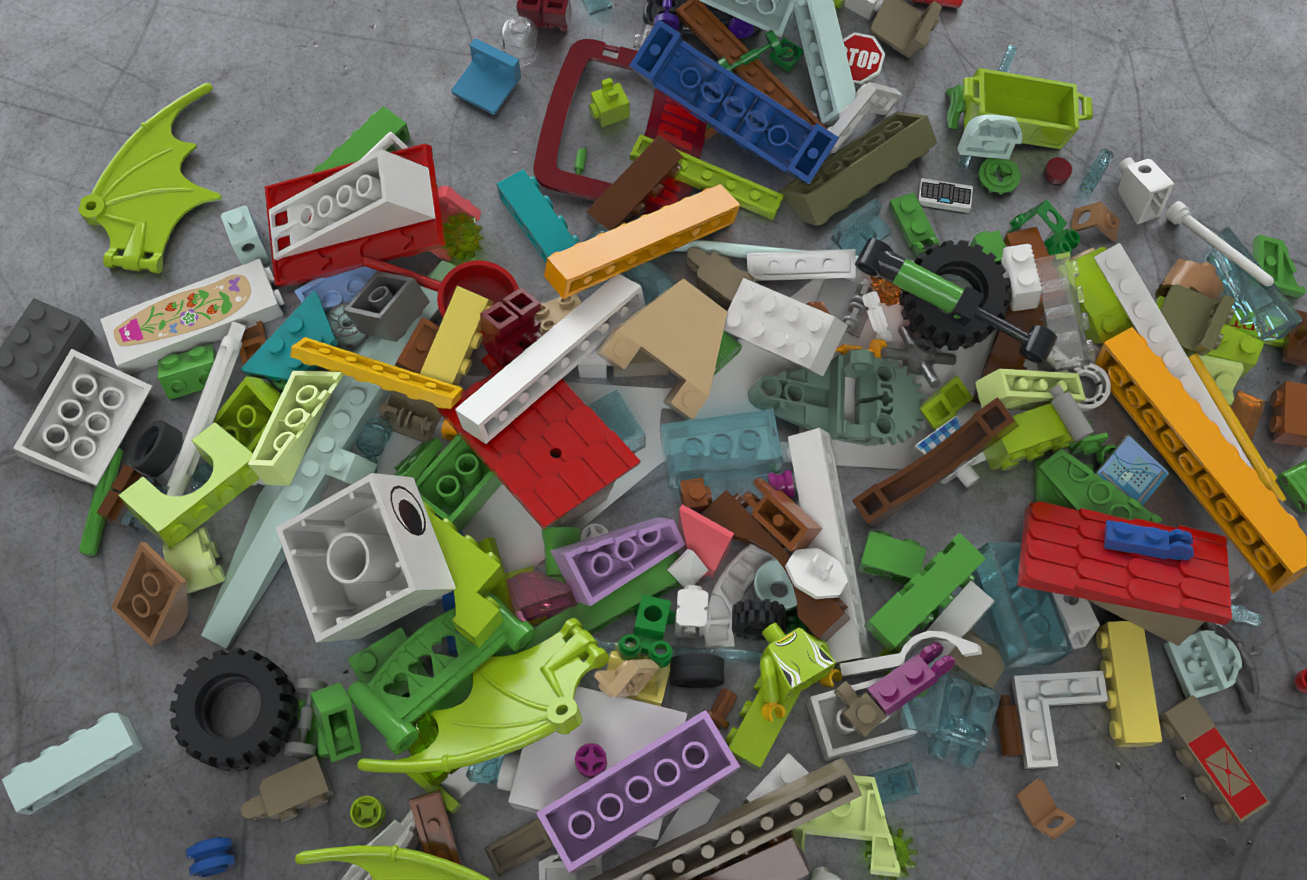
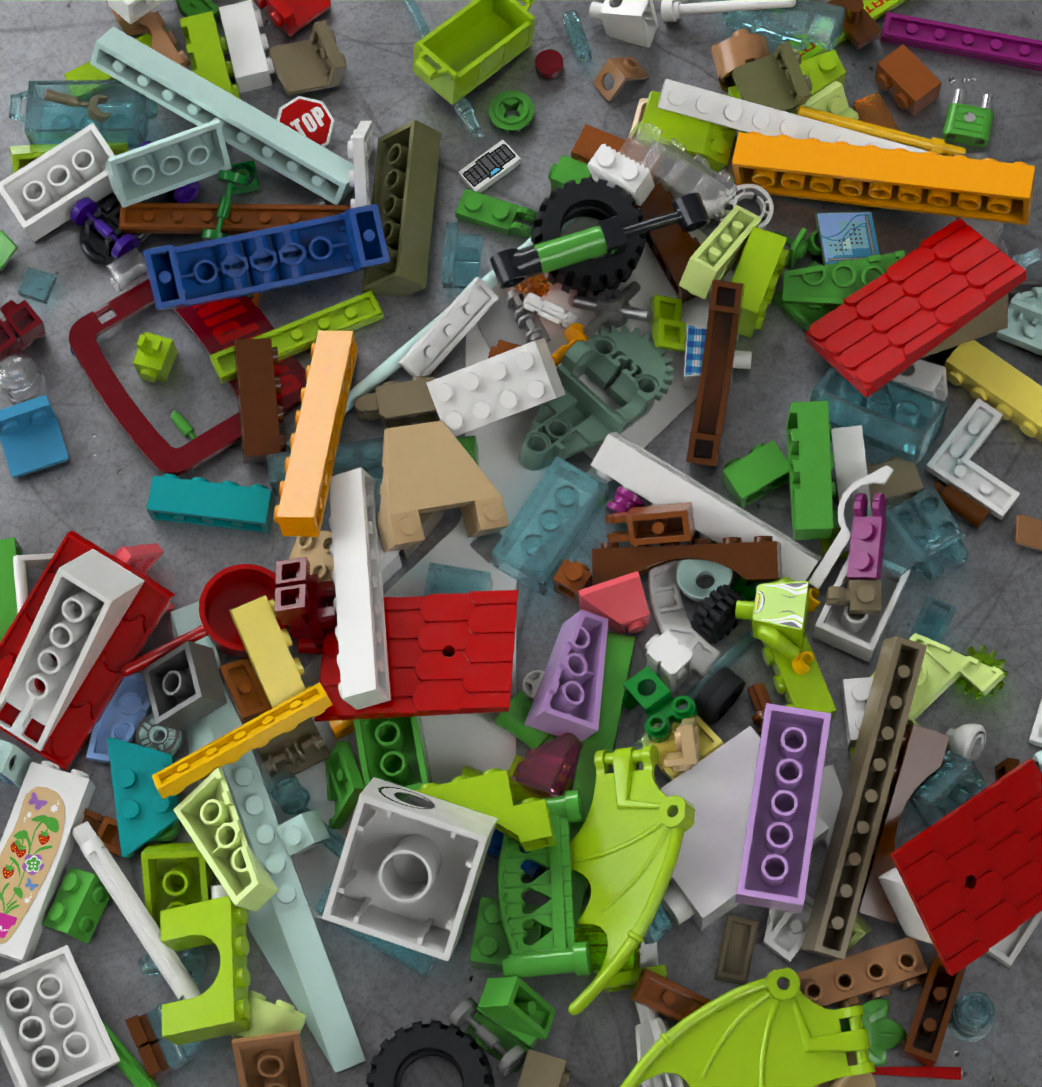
camera: 40 degrees left, 0 degrees up
(156, 448) = (149, 979): black tyre -> none
(363, 812) = (610, 1040): lime wheel -> none
(470, 234) = (170, 573): clear neon green gear -> none
(590, 754) = (731, 821): magenta wheel -> none
(687, 568) = (630, 633): white slope -> none
(816, 573) = (725, 536): white piece -> none
(956, 107) = (420, 87): bright green piece -> none
(990, 136) = (478, 89): light aqua slope -> none
(1058, 240) = (611, 116): green piece -> none
(1070, 414) = (768, 240): light grey cylinder -> none
(1148, 541) = (914, 275): blue hinge -> none

